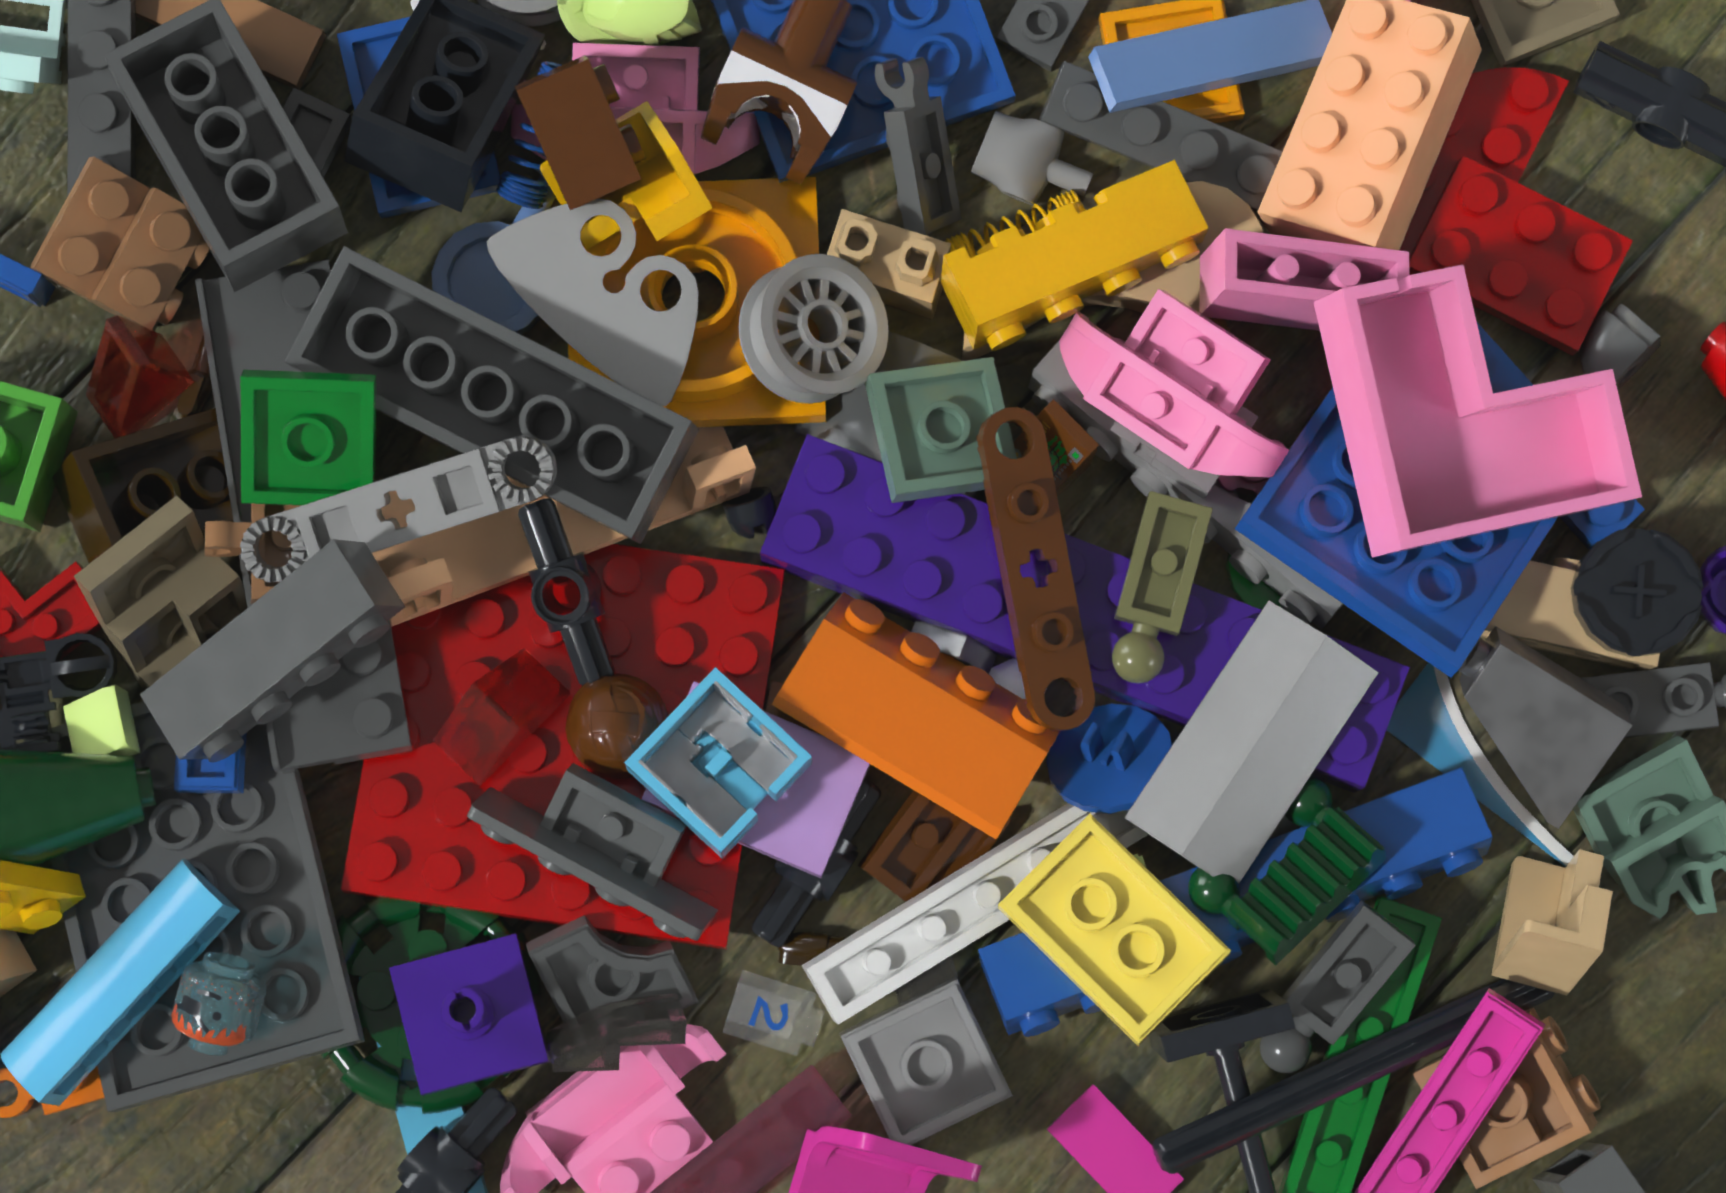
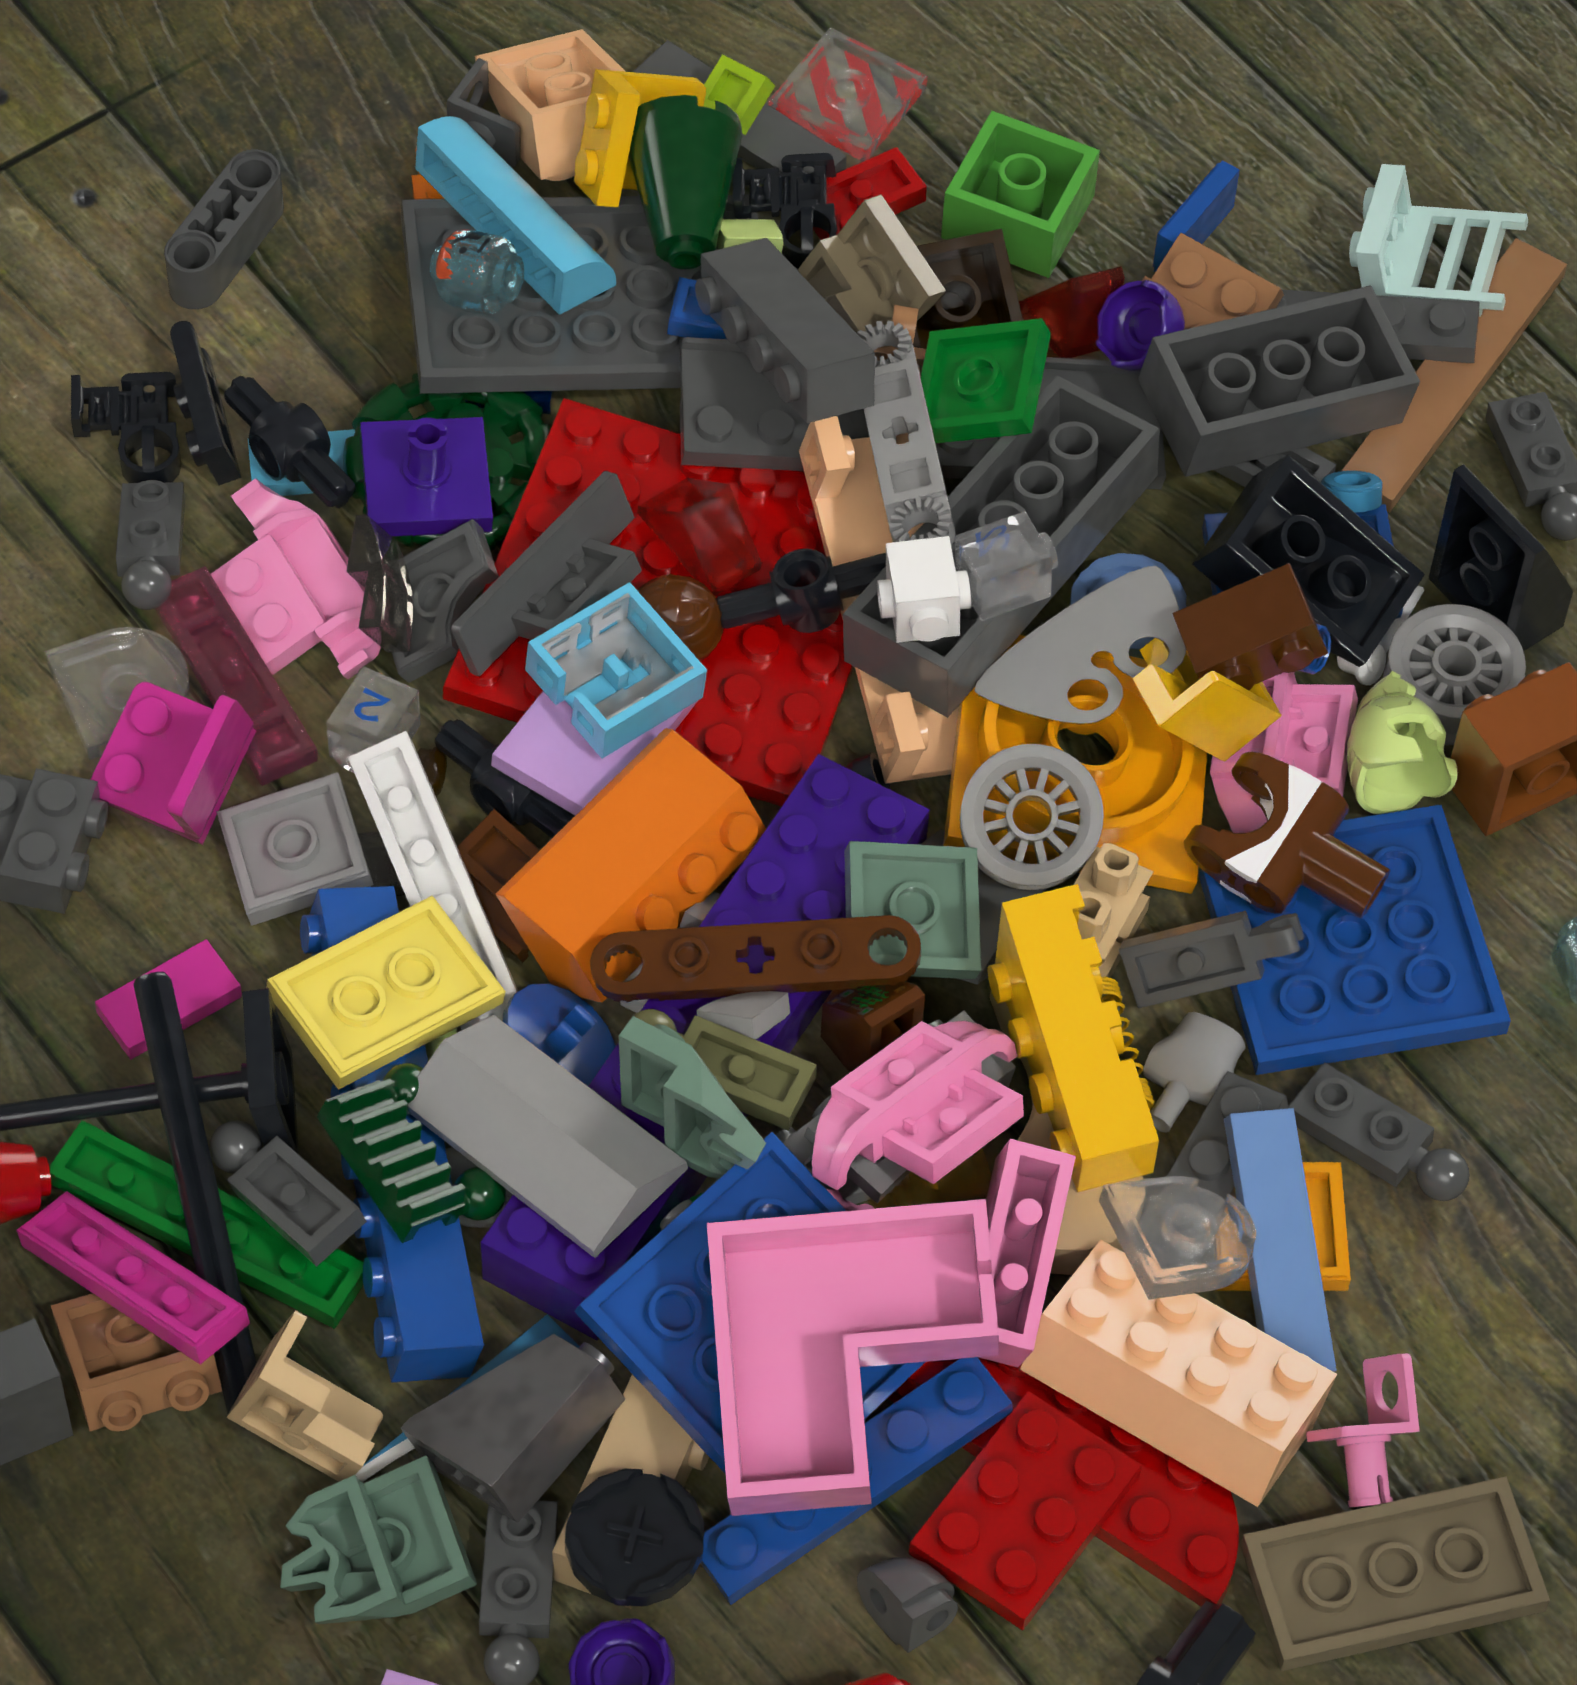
camera: 100 degrees right, 25 degrees down
(177, 293) = (1133, 318): none -> dark purple hair
(329, 67) = (1356, 489): none -> dark azure tile
(568, 373) = (1006, 564): none -> clear brick
(615, 452) = (923, 590): none -> white brick
(1097, 571) = (748, 1012): none -> light grey tile
(1237, 595) = (677, 1090): none -> sand green plate
(1248, 136) = (1179, 1234): none -> clear tile

